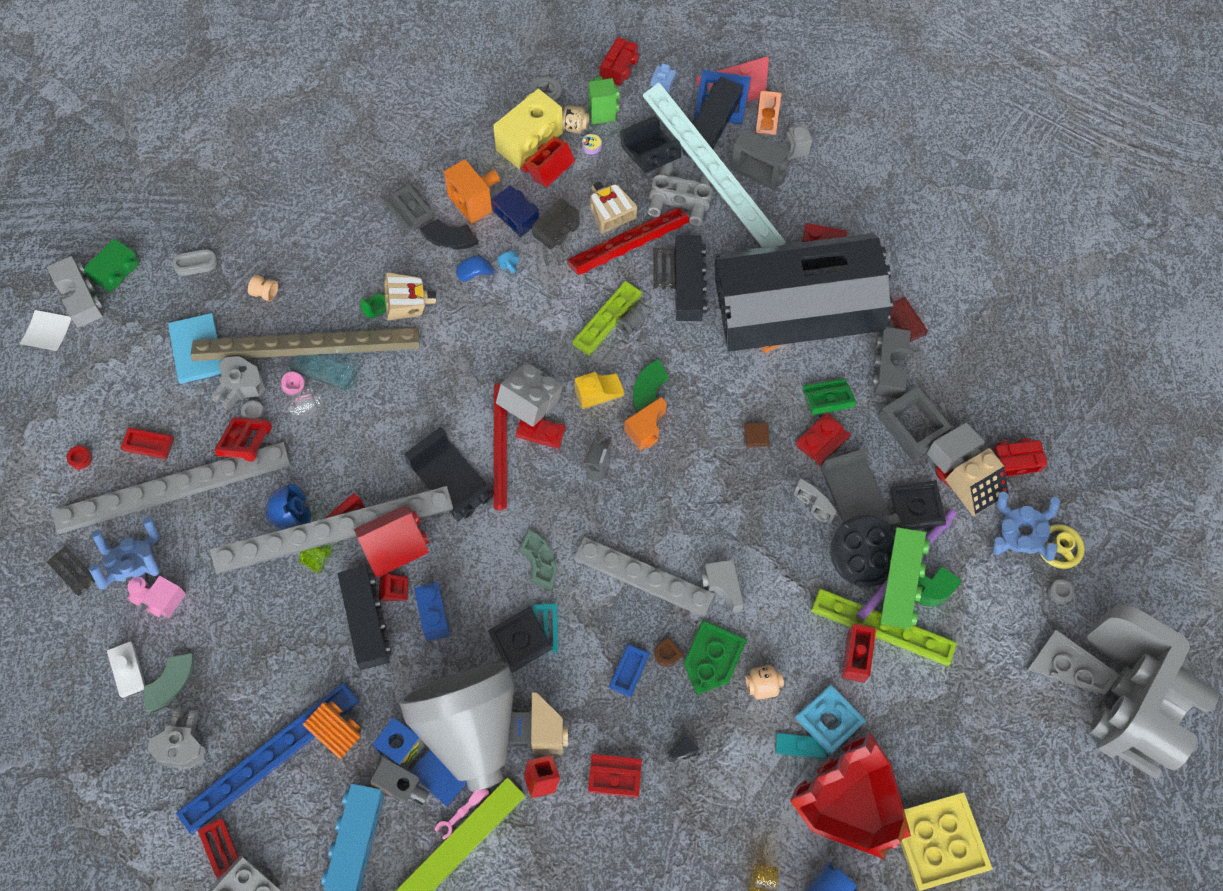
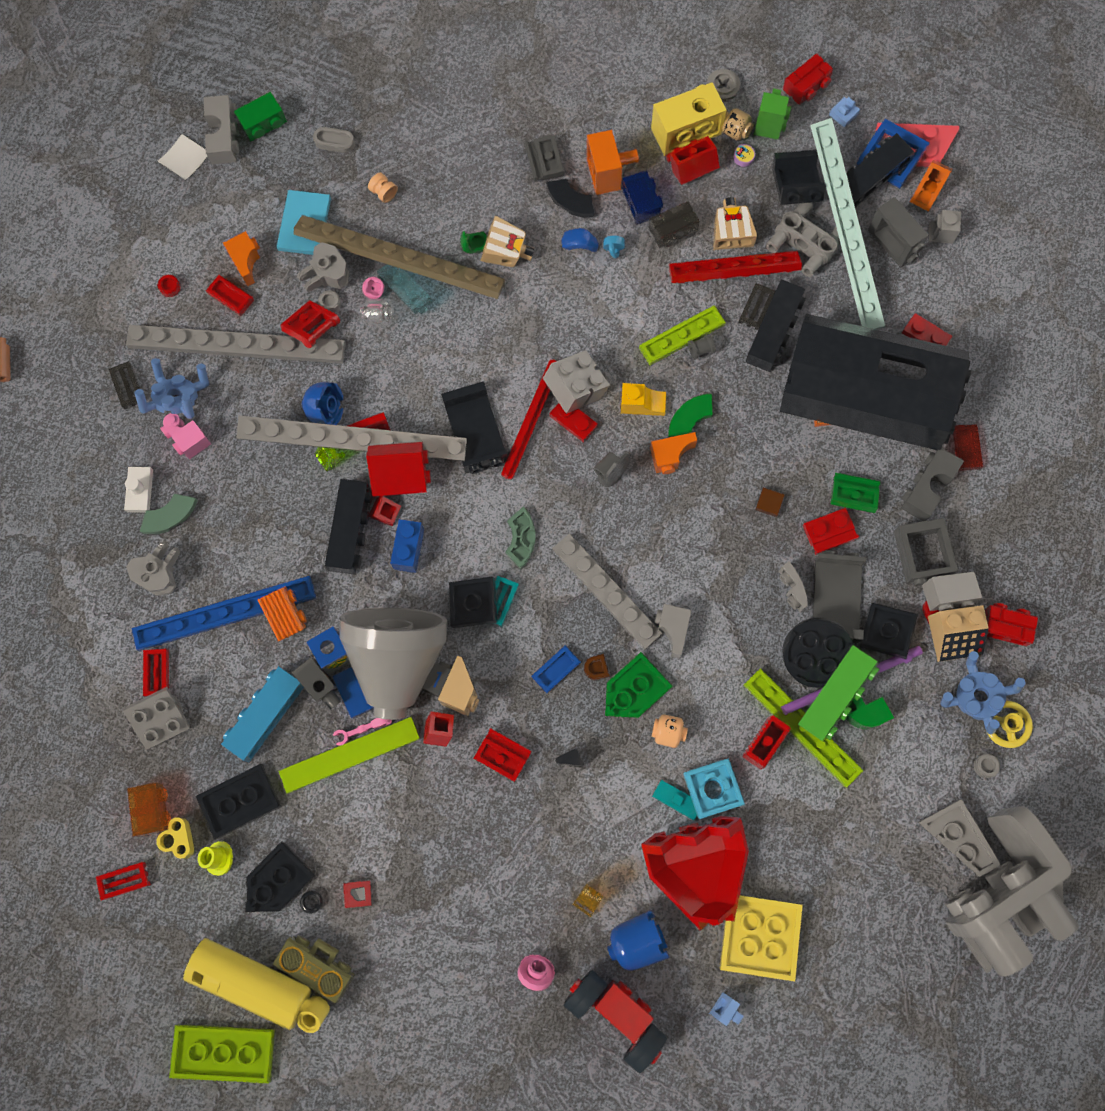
camera: 30 degrees right, 10 degrees up
(146, 398) = (244, 255): none -> orange arch

